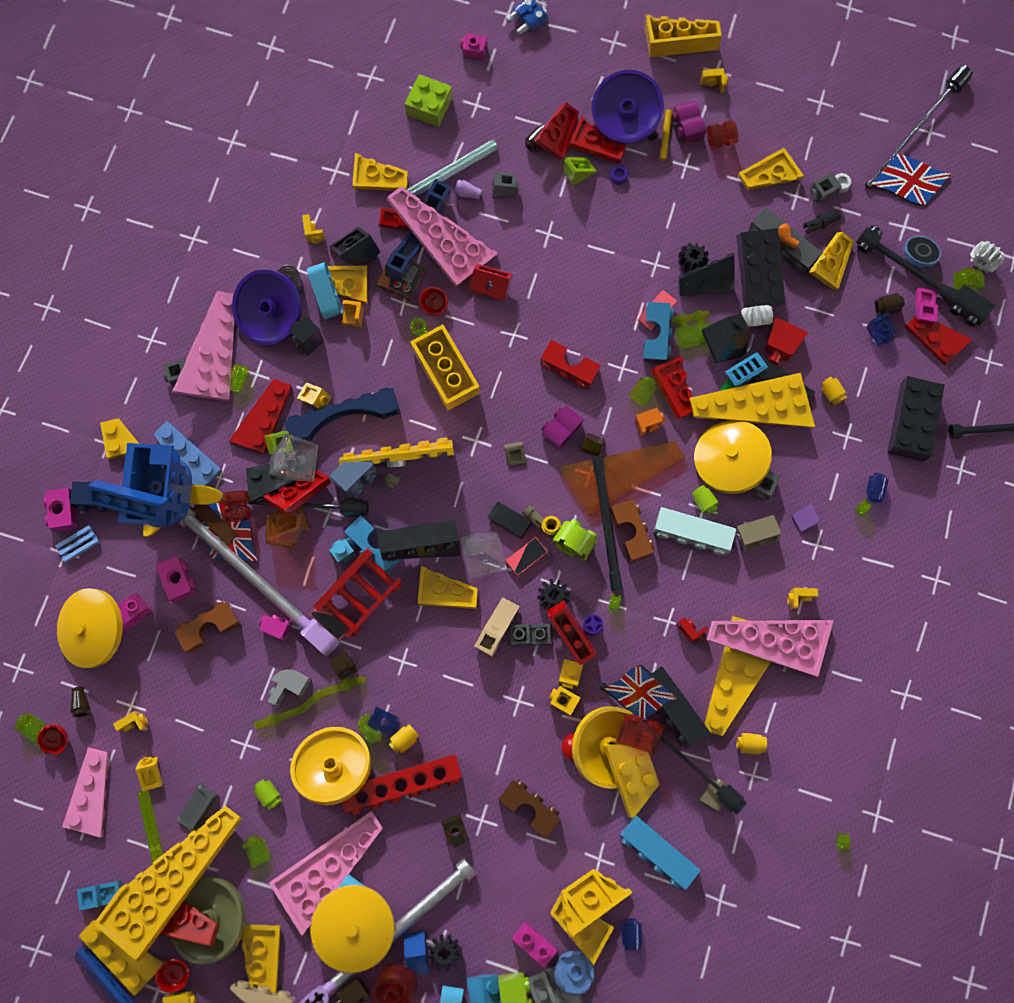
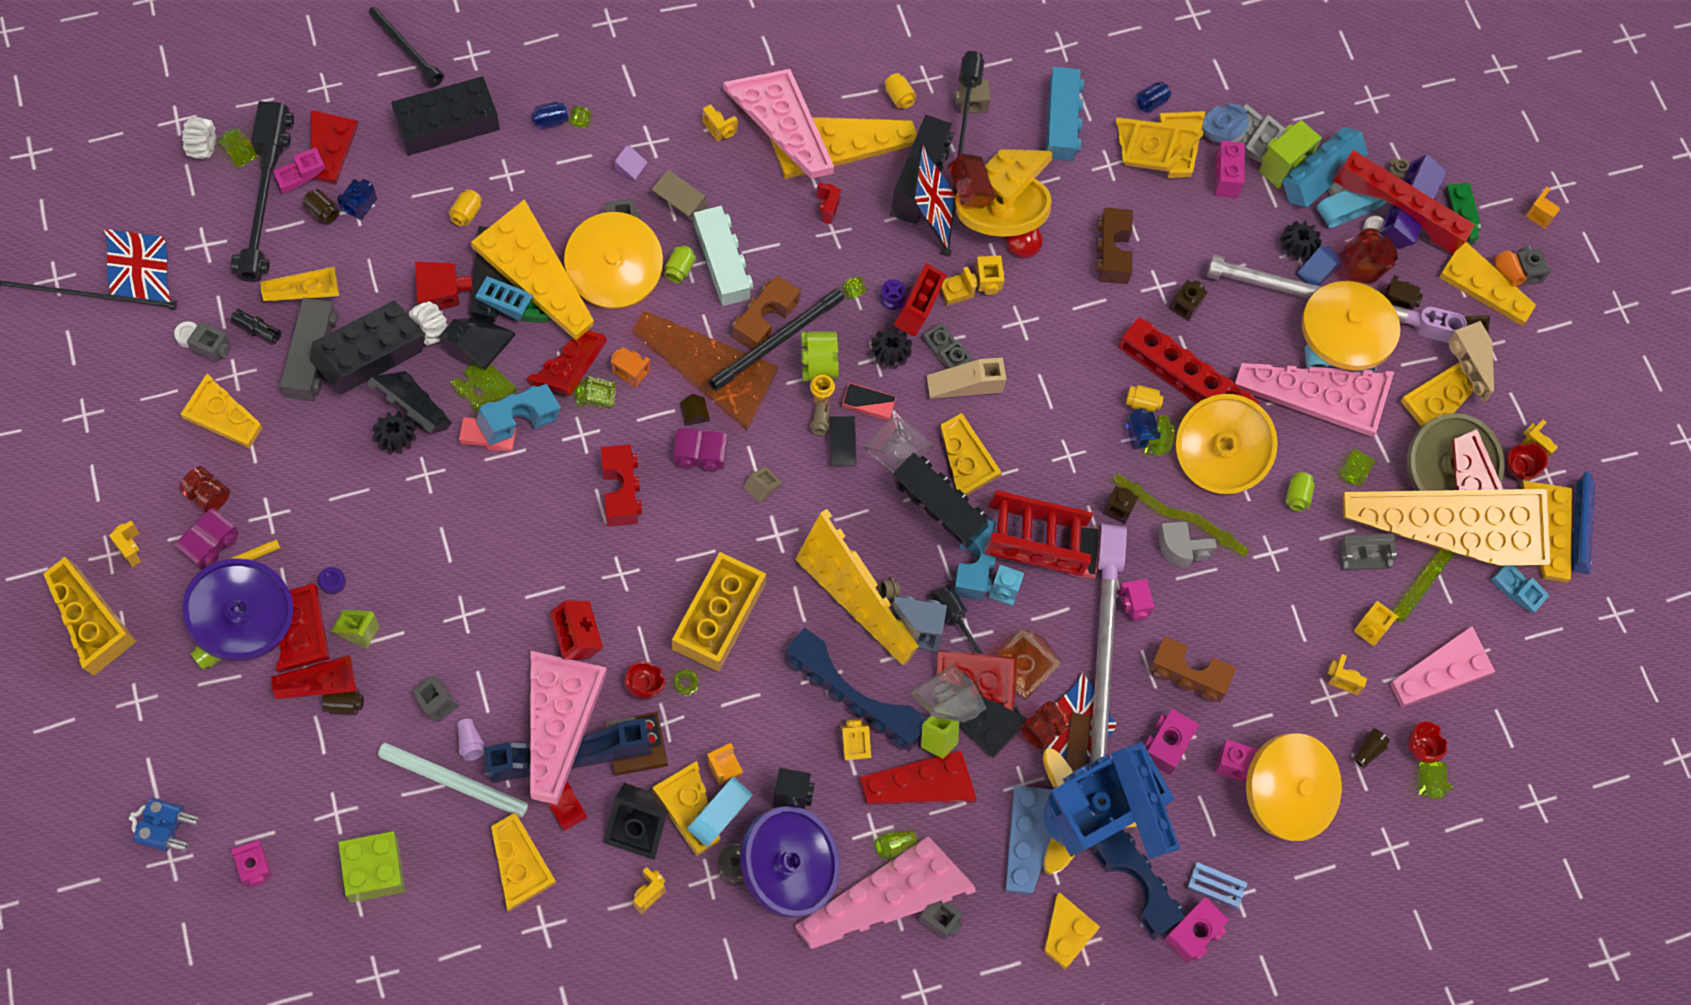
camera: 135 degrees left, 10 degrees down
(785, 236) = (304, 344): orange arm -> none
(922, 251) = (231, 206): tile -> none

